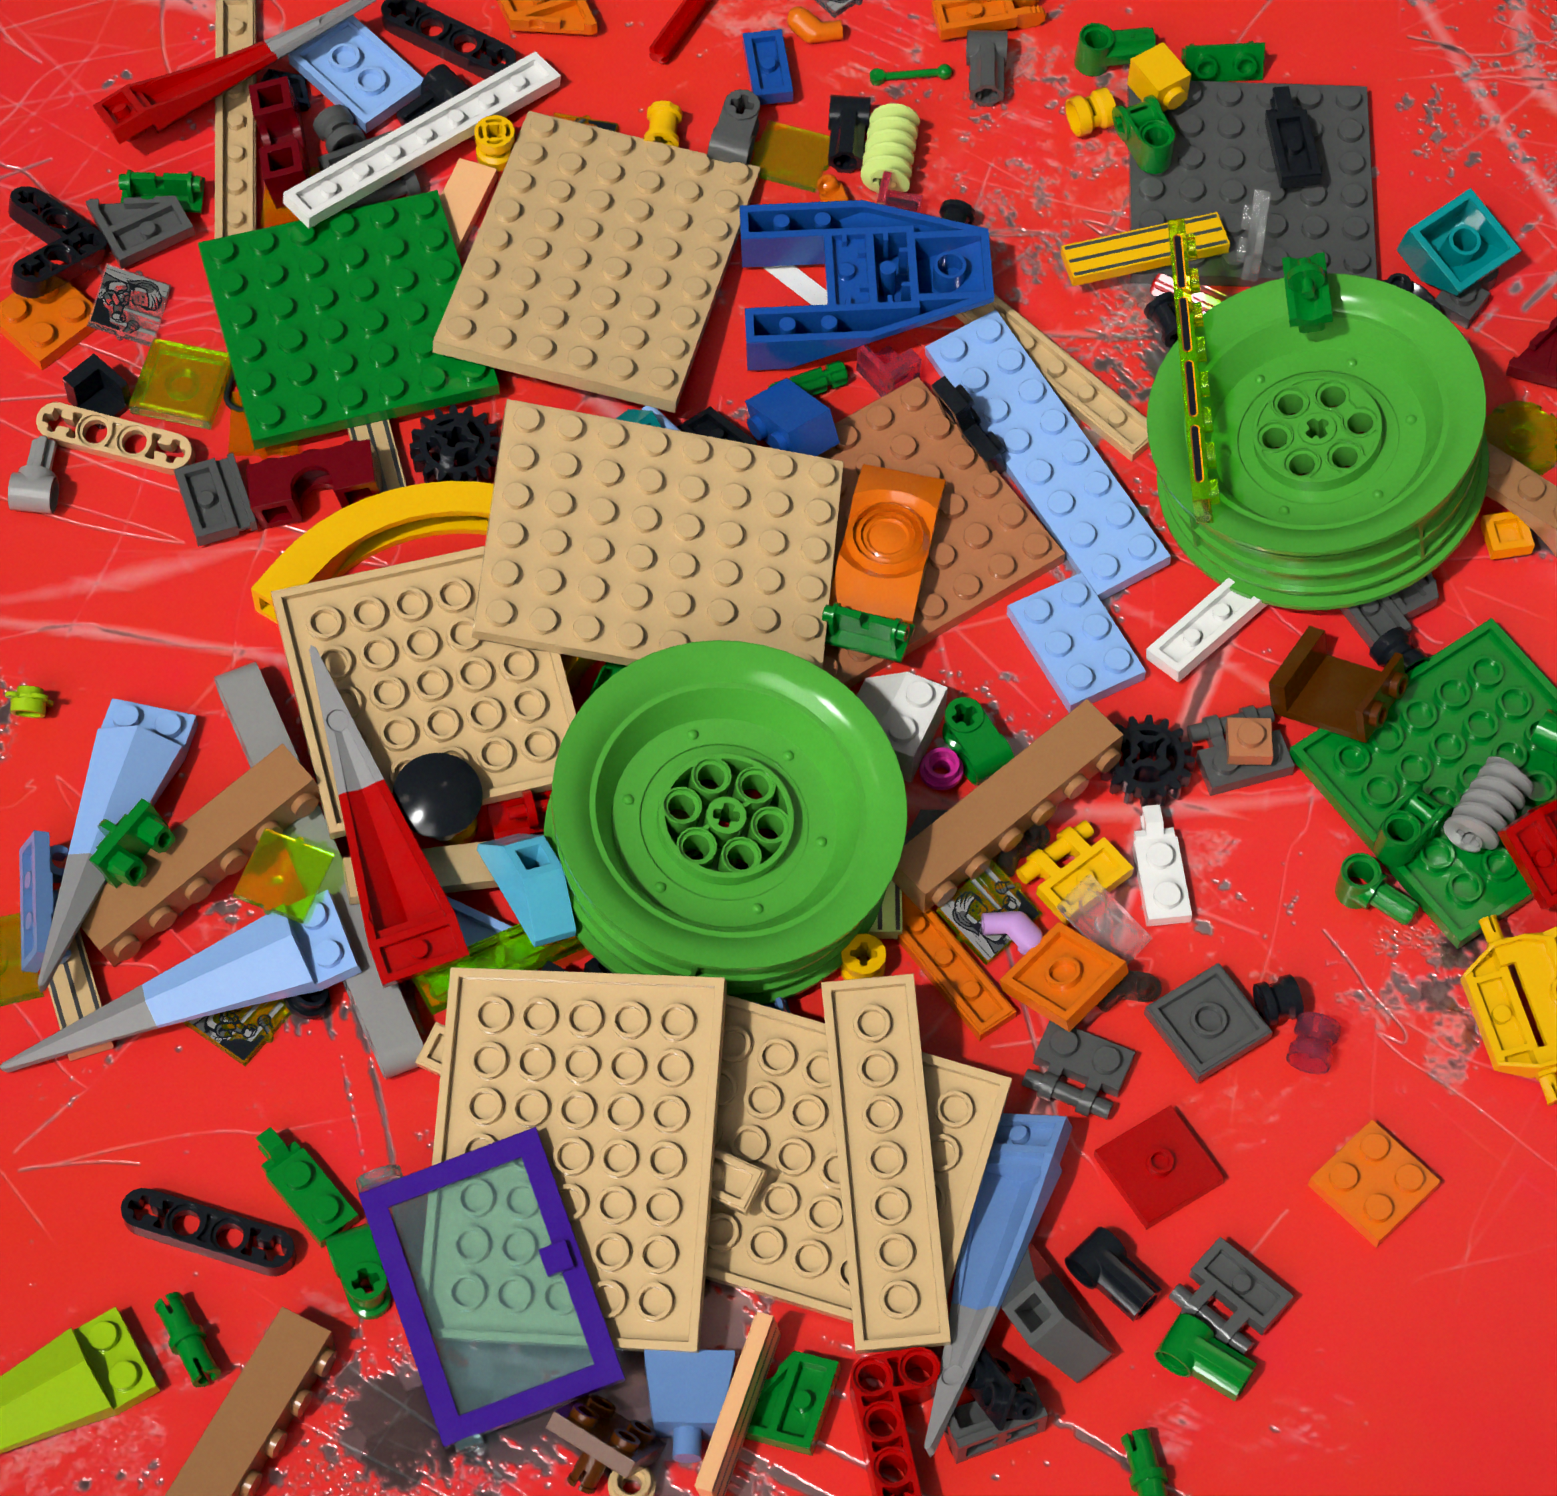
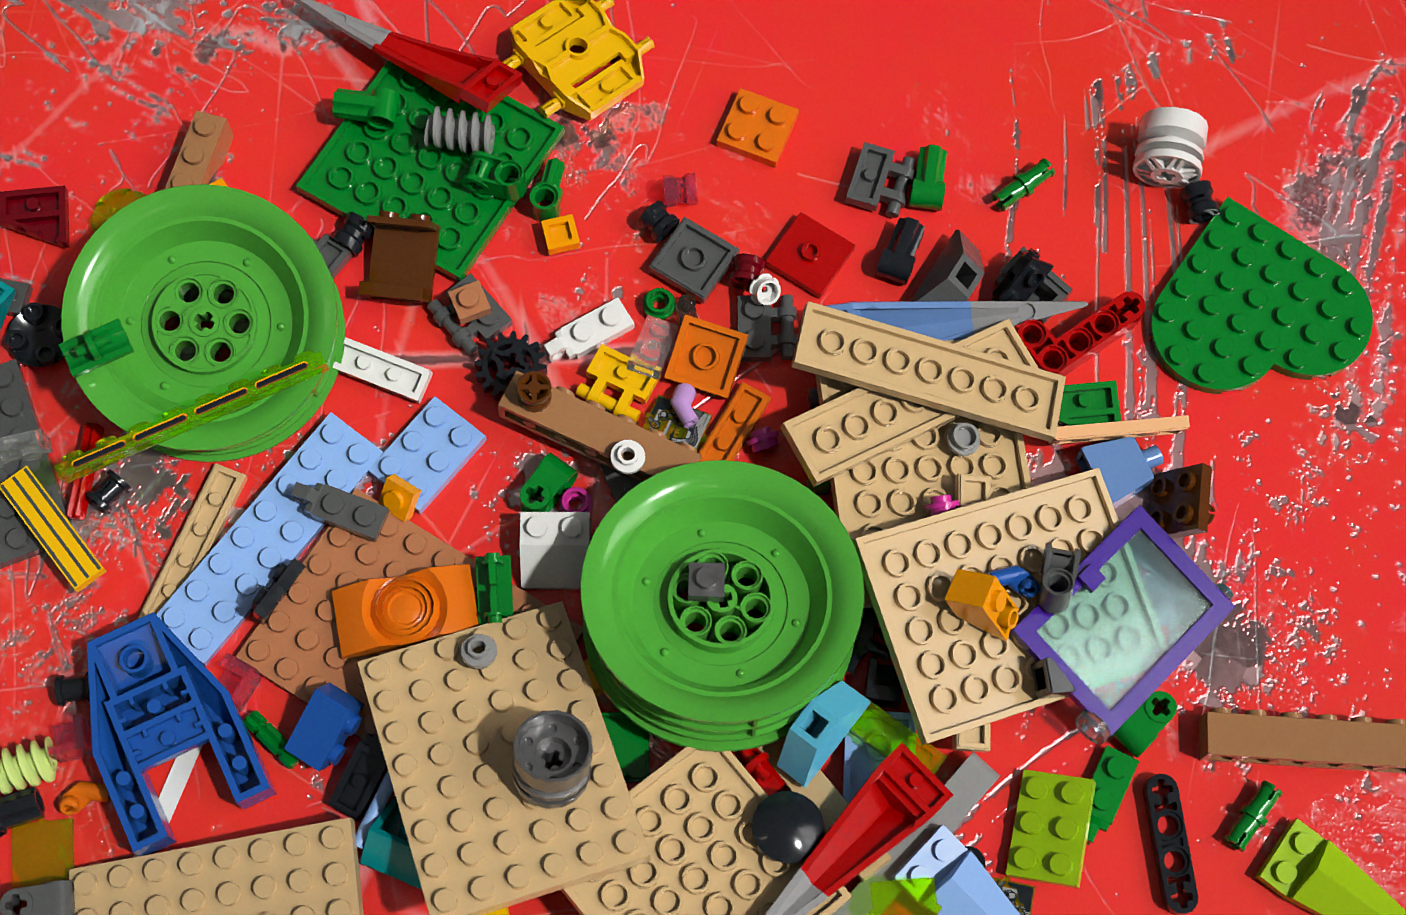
camera: 115 degrees left, 10 degrees up
(296, 1101) = (1051, 828): none -> lime plate
(452, 1141) = (1050, 680): none -> black slope
(576, 1207) = (1058, 572): none -> dark grey piece
(579, 1093) = (982, 602): none -> light orange slope
(595, 1160) = (1017, 580): none -> blue arm
(624, 539) = (549, 741): none -> flat silver wheel
(732, 1131) = (941, 504): none -> dark pink plate
(750, 801) = (706, 582): none -> flat silver plate
(787, 578) = (480, 660): none -> light grey plate
(811, 1207) = (963, 439): none -> light grey plate
(907, 1184) = (929, 371): none -> tan plate
(928, 998) = (763, 439): none -> dark pink plate
(954, 815) = (624, 466): none -> white plate
(1030, 585) = (399, 497): none -> light orange plate
(1038, 520) = (342, 509): none -> dark grey hinge
(1078, 723) = (534, 383): none -> reddish brown wheel
(1121, 1072) = (771, 292): none -> white plate
(1161, 1073) = (746, 270): none -> dark red wheel
(1166, 949) = (659, 295): none -> green plate
(1307, 884) = (560, 234): none -> light orange plate

